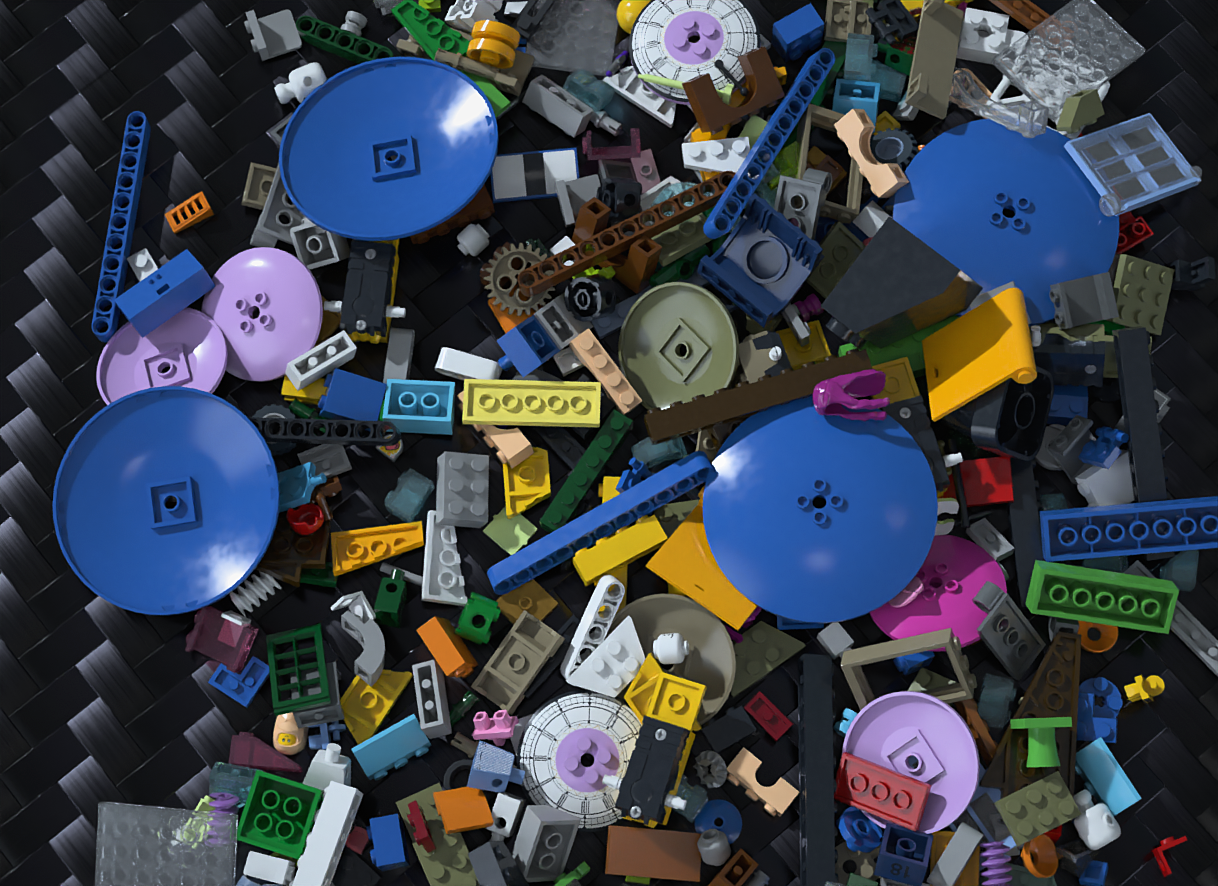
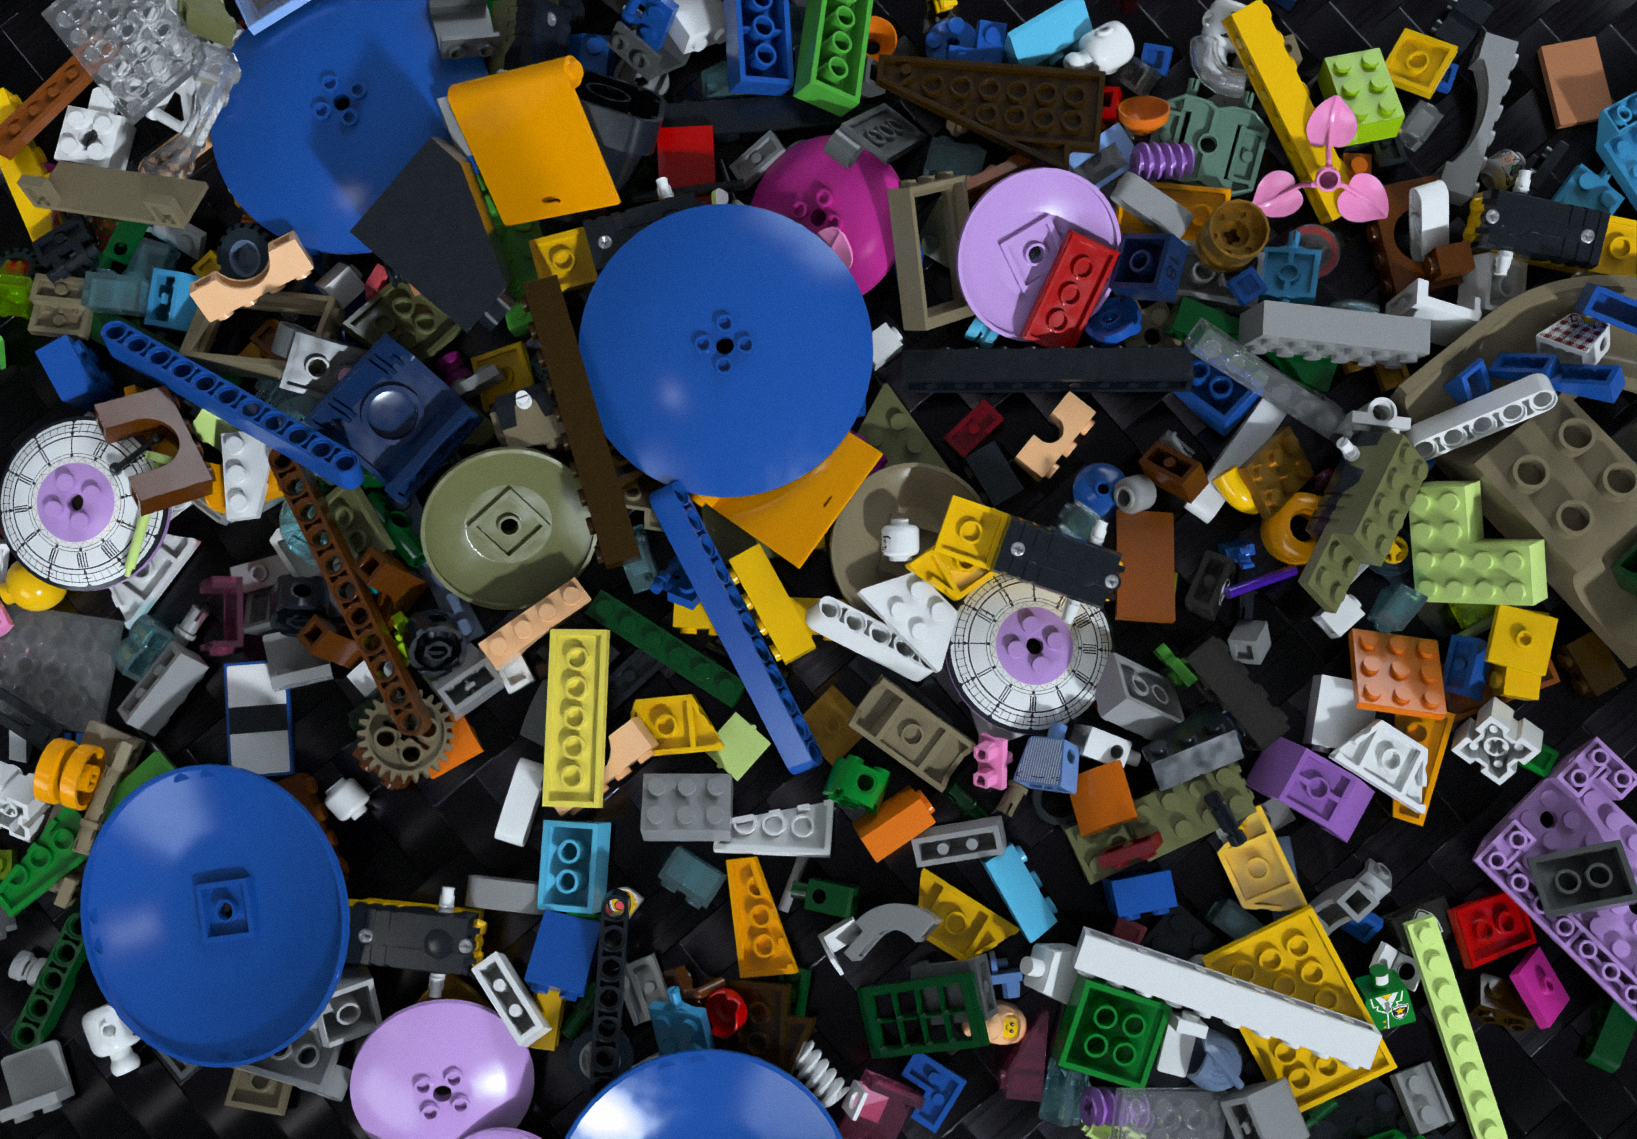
camera: 90 degrees left, 10 degrees up
(526, 347) = (499, 725): blue brick -> none
(619, 61) = (104, 608): dark grey piece -> none
(718, 769) = (1043, 487): light grey gear -> none
(785, 163) = (264, 385): clear neon green slope -> none
(843, 389) = (581, 319): magenta hair -> none
(1037, 808) = (1095, 107): olive plate -> none
(1041, 739) = (1013, 95): bright green plant -> none

